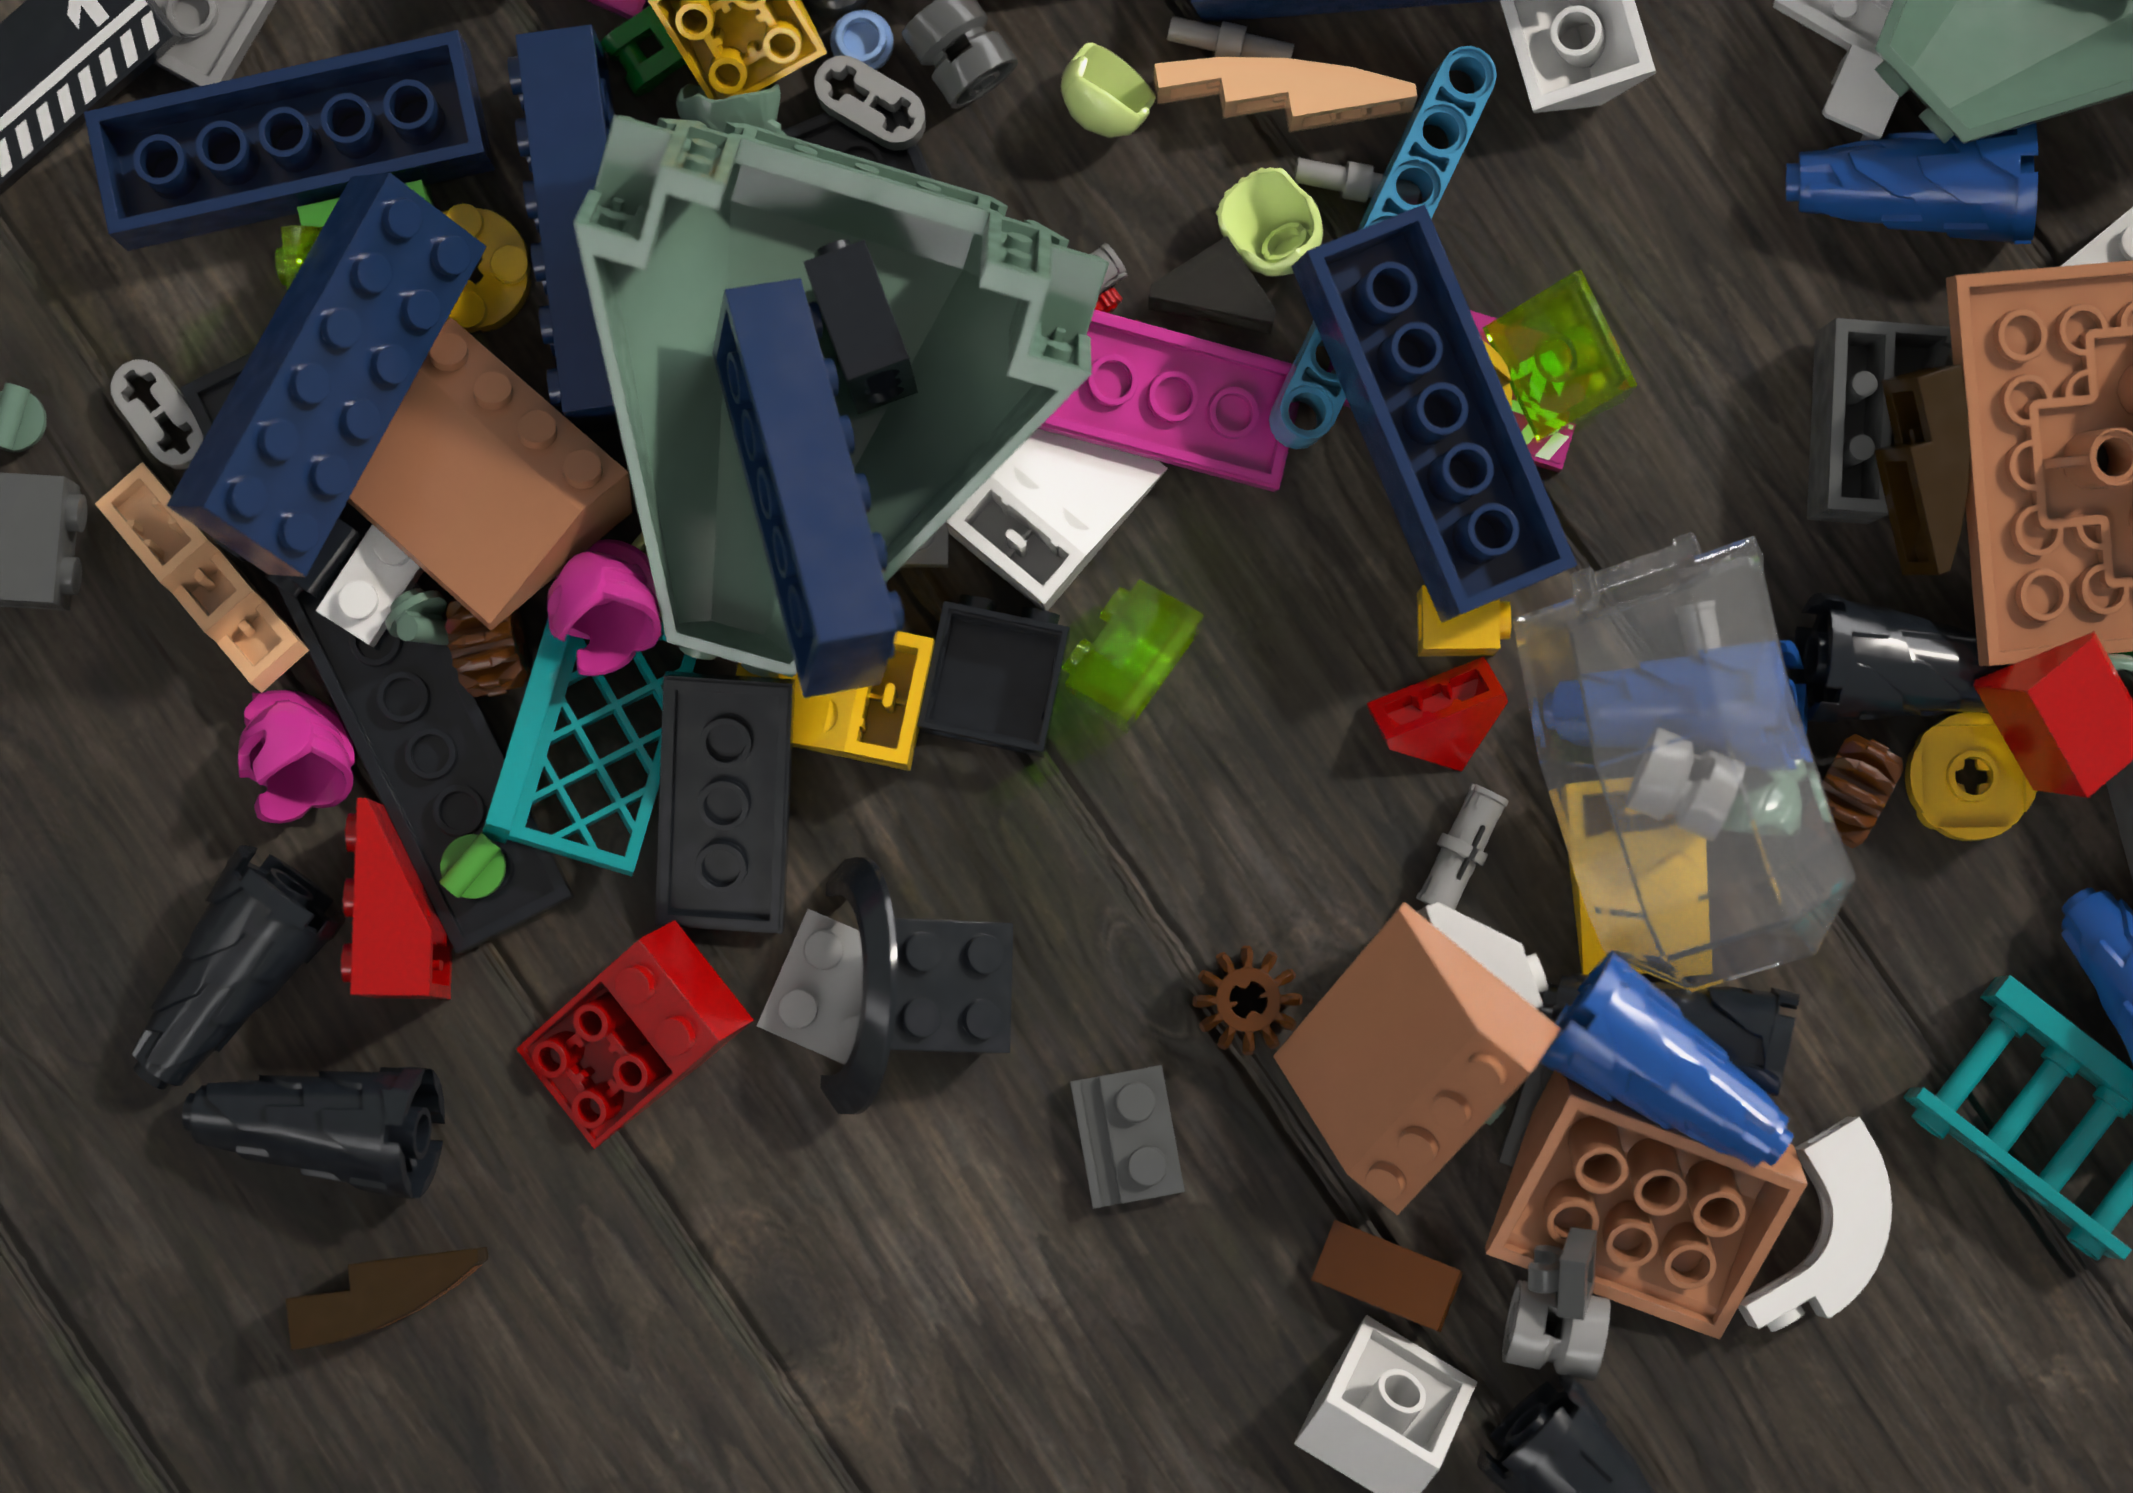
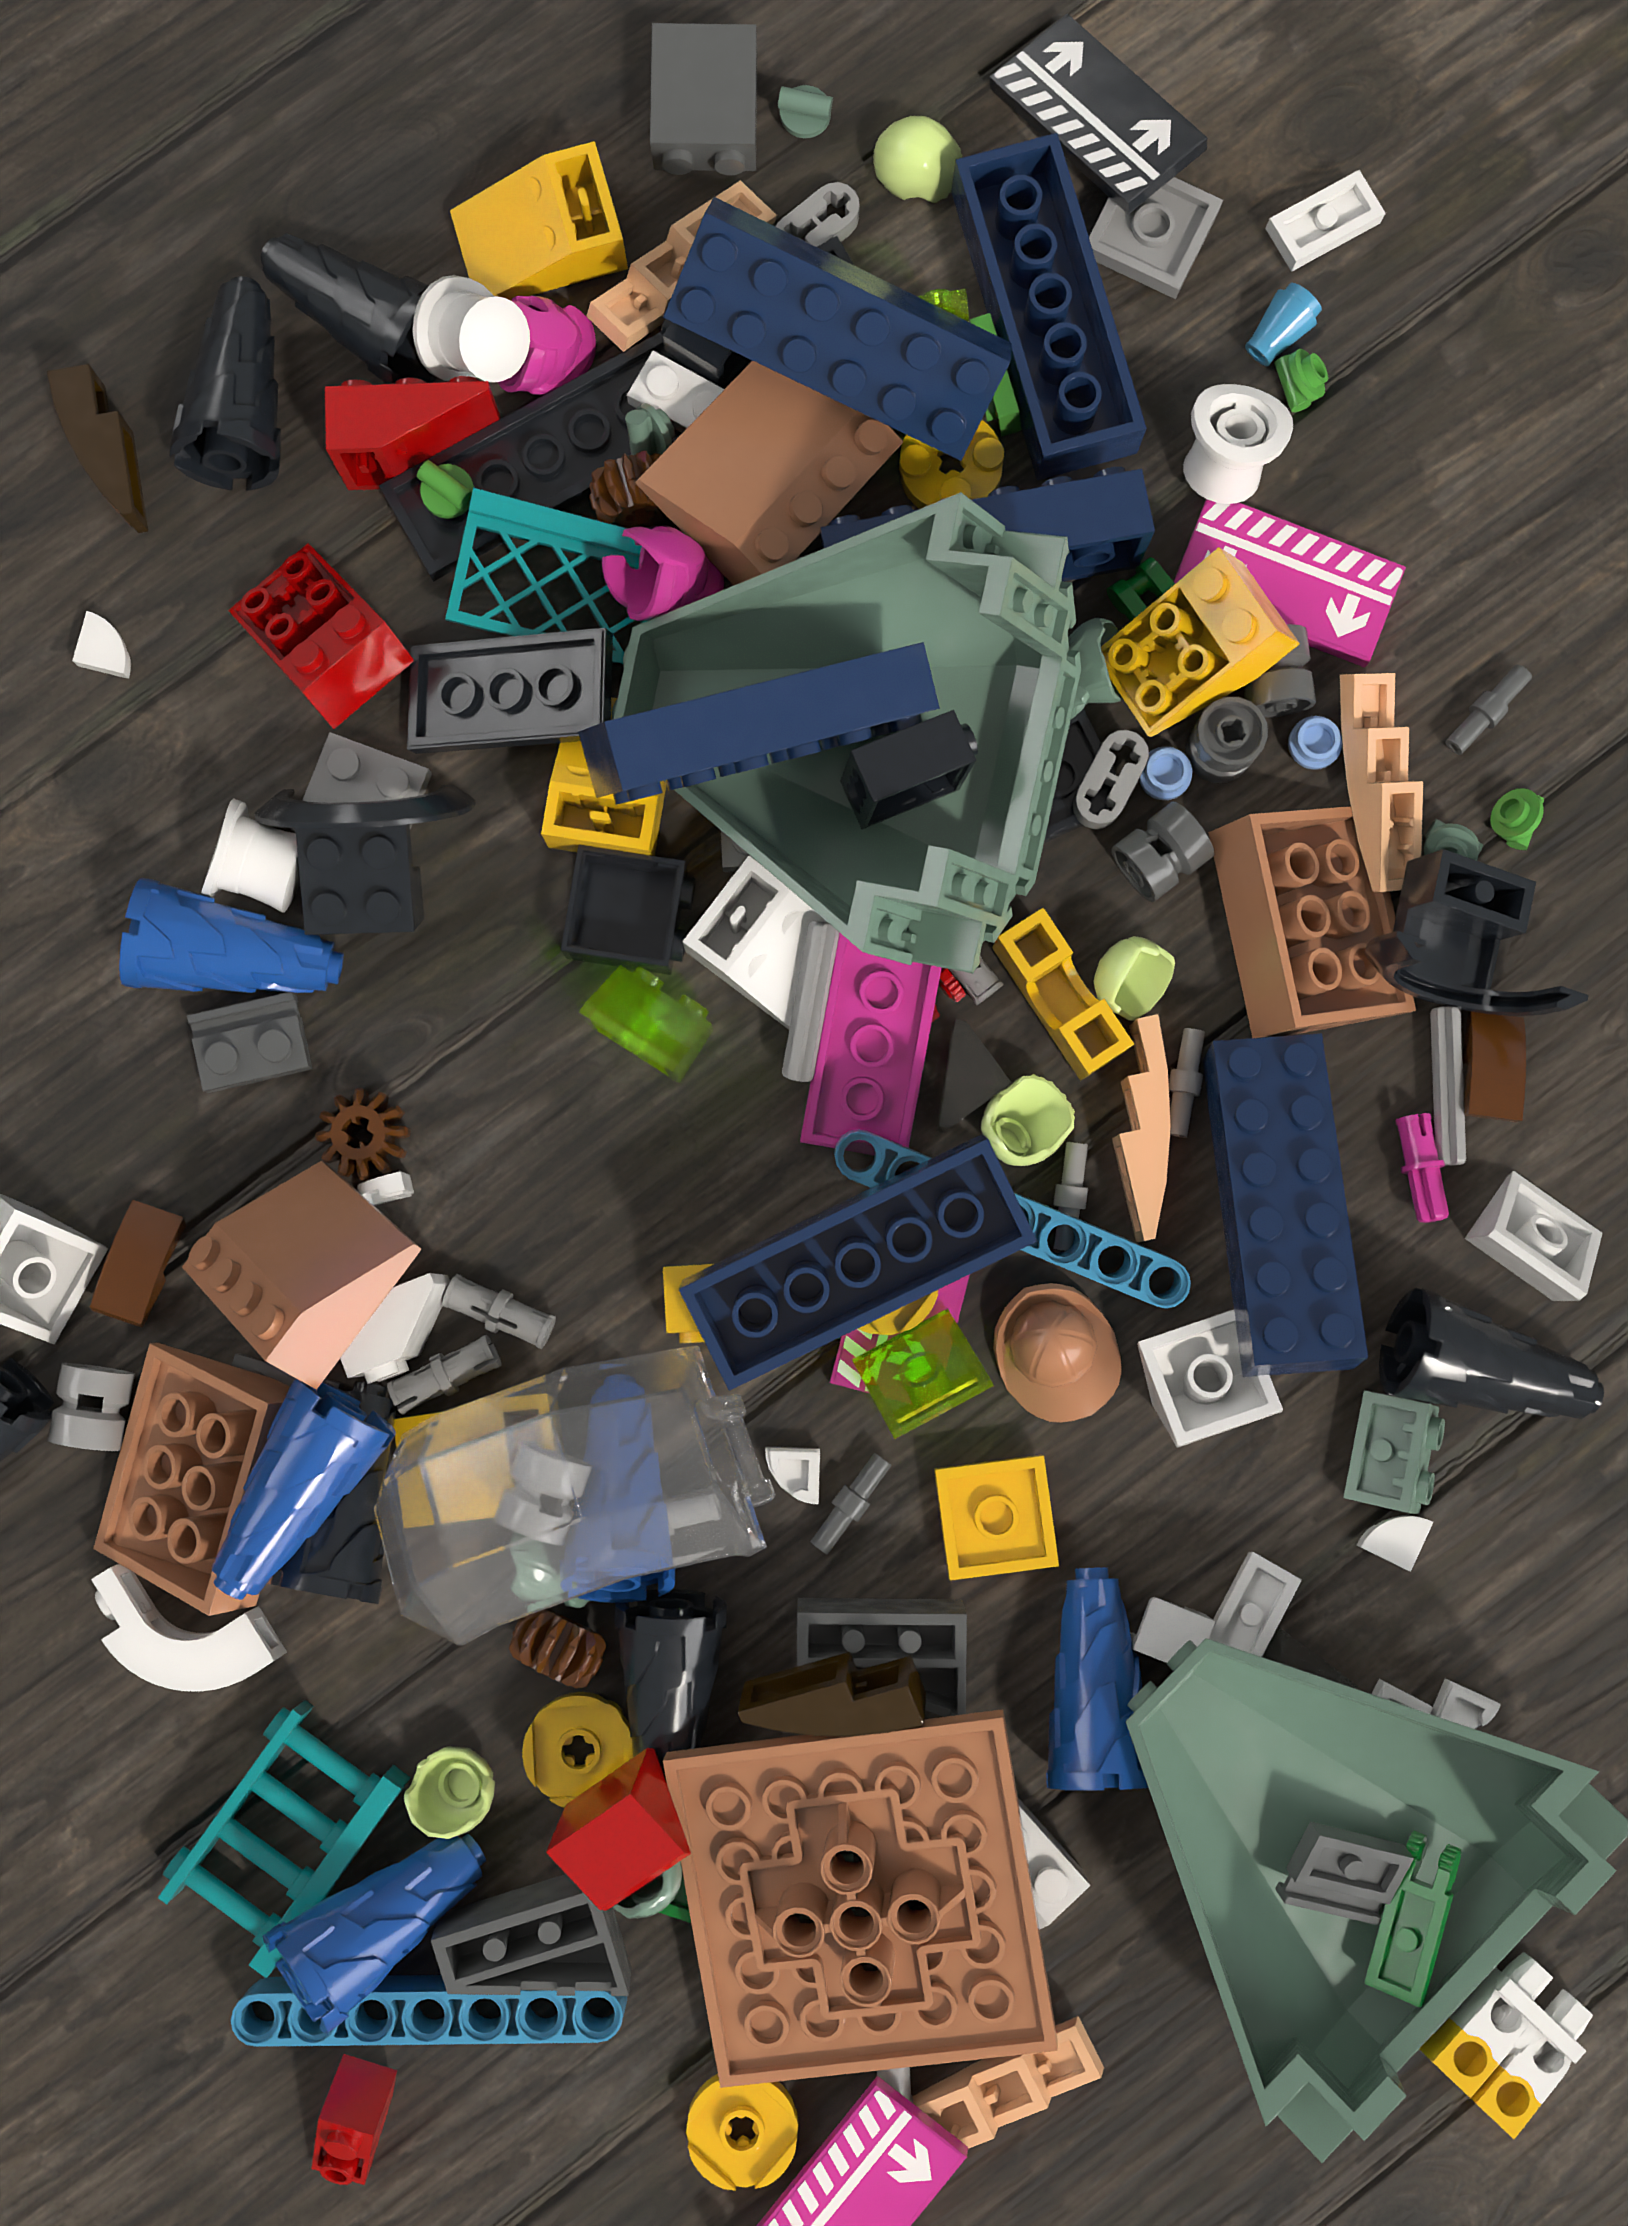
camera: 80 degrees right, 0 degrees up
(86, 288) = (916, 159): none -> yellowish green hair
(146, 745) = (542, 226): none -> yellow slope
(290, 820) = (469, 331): none -> white piece
(632, 1302) = (101, 648): none -> white tile
(915, 1111) = (253, 860): none -> white piece
(1010, 1186) = (196, 944): none -> blue cone
(1119, 463) = (810, 1001): none -> light grey axle
(1151, 162) = (1046, 976): none -> yellow arch
(1311, 975) = (387, 1188): none -> white tile
(1442, 715) = (613, 1288): red slope -> none
(1533, 914) = (444, 1374): none -> light grey pin
(1538, 208) = (1057, 1353): none -> nougat hat
(1567, 1272) = (129, 1411): dark grey tile -> none
(1660, 514) = (796, 1471): none -> white tile
(1701, 452) = (850, 1503): none -> dark grey bar
(1723, 287) = (996, 1517): none -> yellow plate
(2015, 923) = (450, 1792): none -> yellowish green hair

